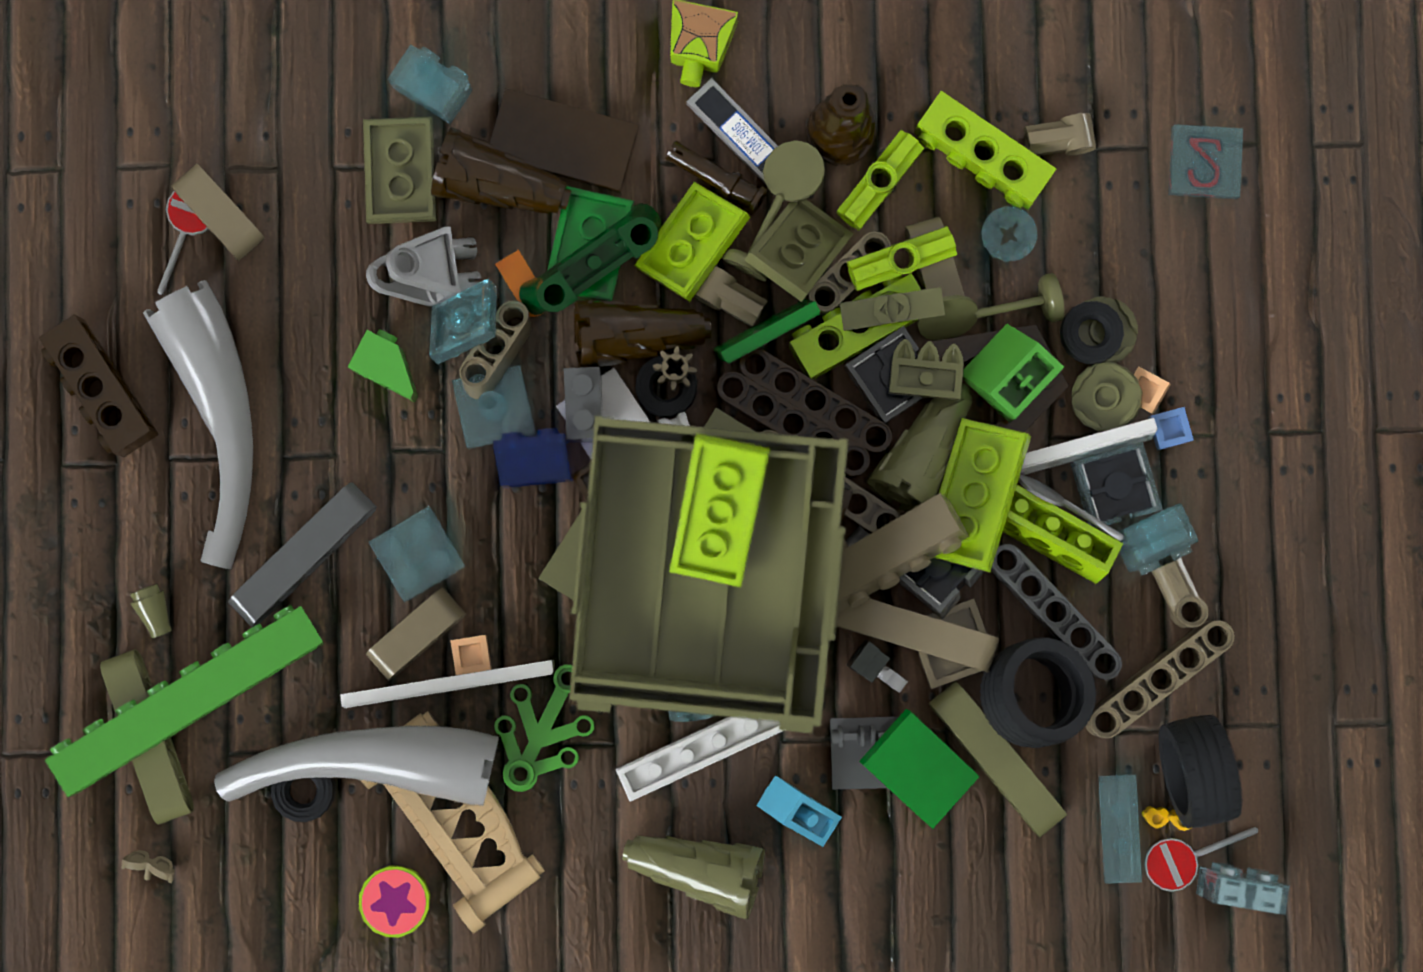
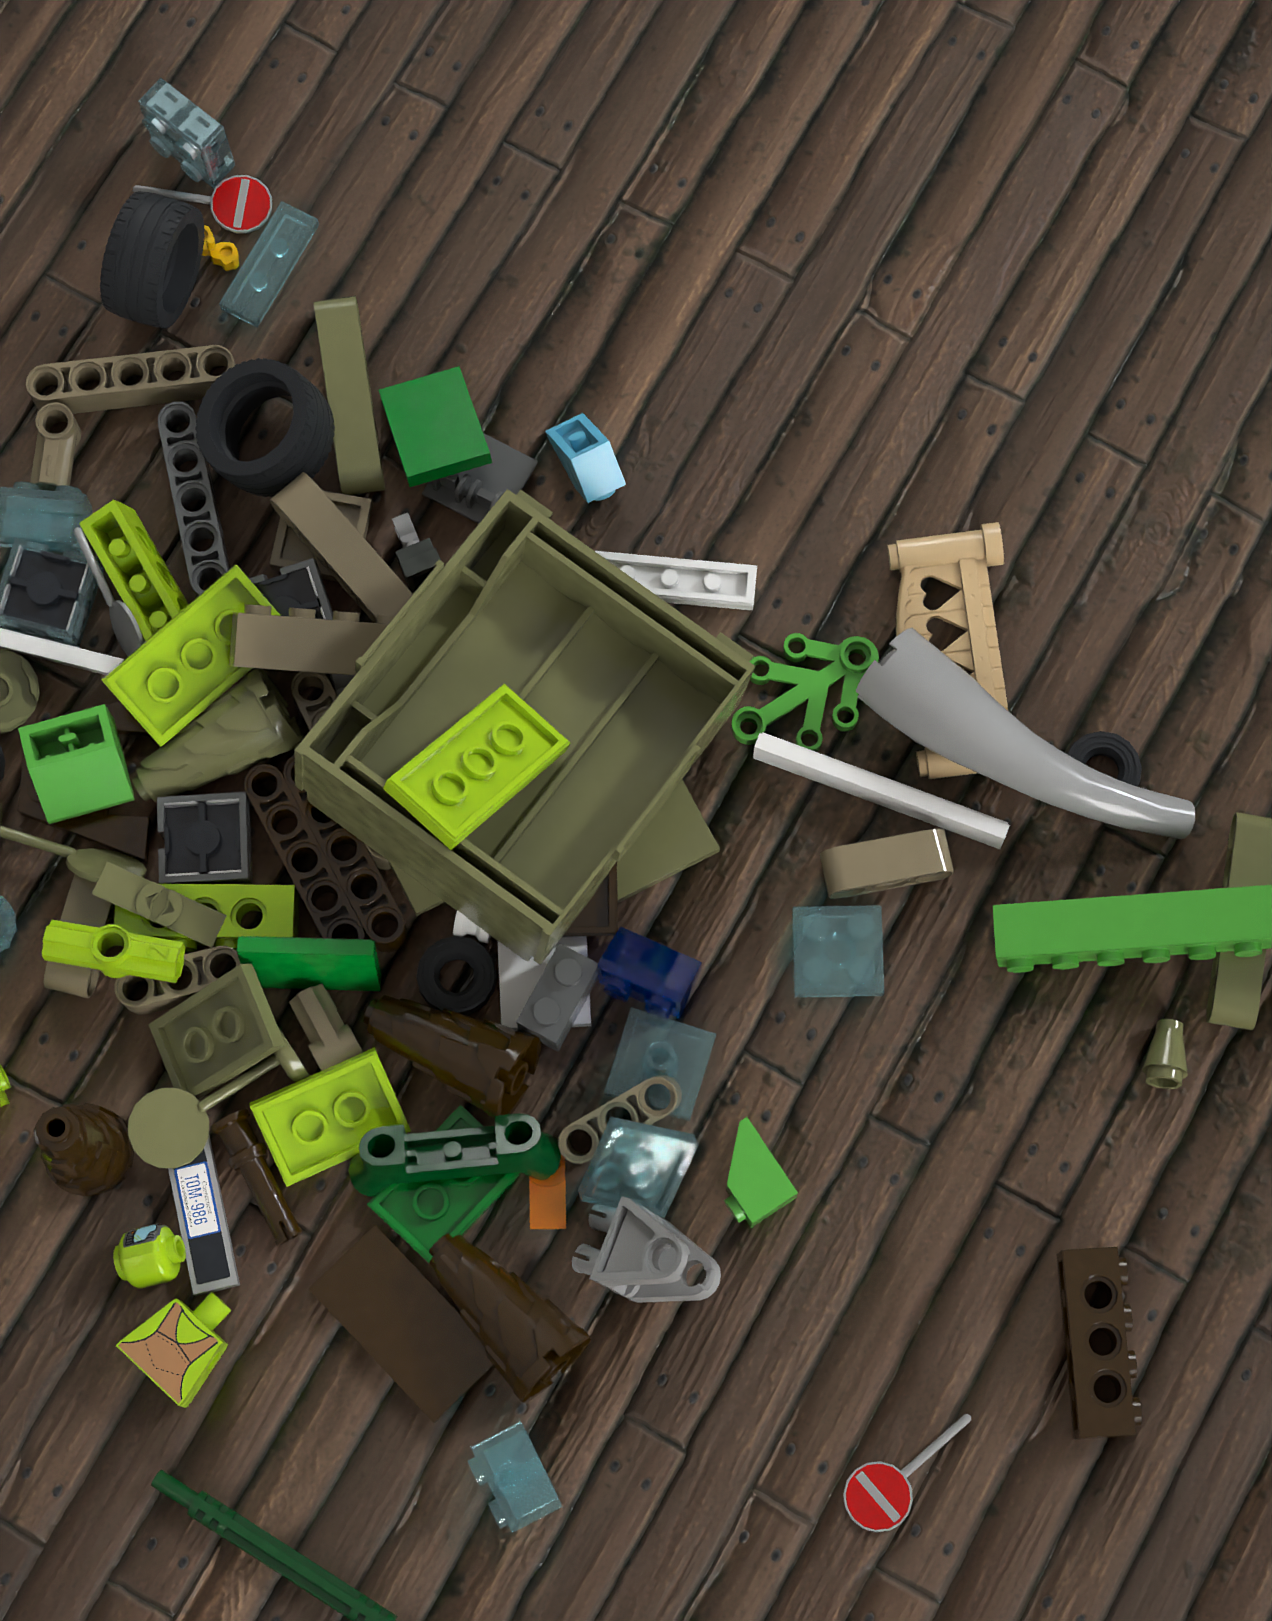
camera: 145 degrees left, 10 degrees down
(207, 361) = (954, 1295): light grey brick -> none
(217, 212) = (849, 1469): dark tan beam -> none
(302, 554) = (964, 1019): dark grey beam -> none
(394, 901) = (1065, 604): tile -> none
(399, 170) = (610, 1400): olive tile -> none
(471, 654) = (839, 808): light nougat plate -> none
(676, 358) = (424, 973): dark tan gear -> none
(703, 869) = (719, 450): olive cone -> none
(755, 84) = (149, 1256): none -> lime head
(893, 164) = (54, 1073): lime piece -> none
(926, 374) = (165, 810): olive plate -> none

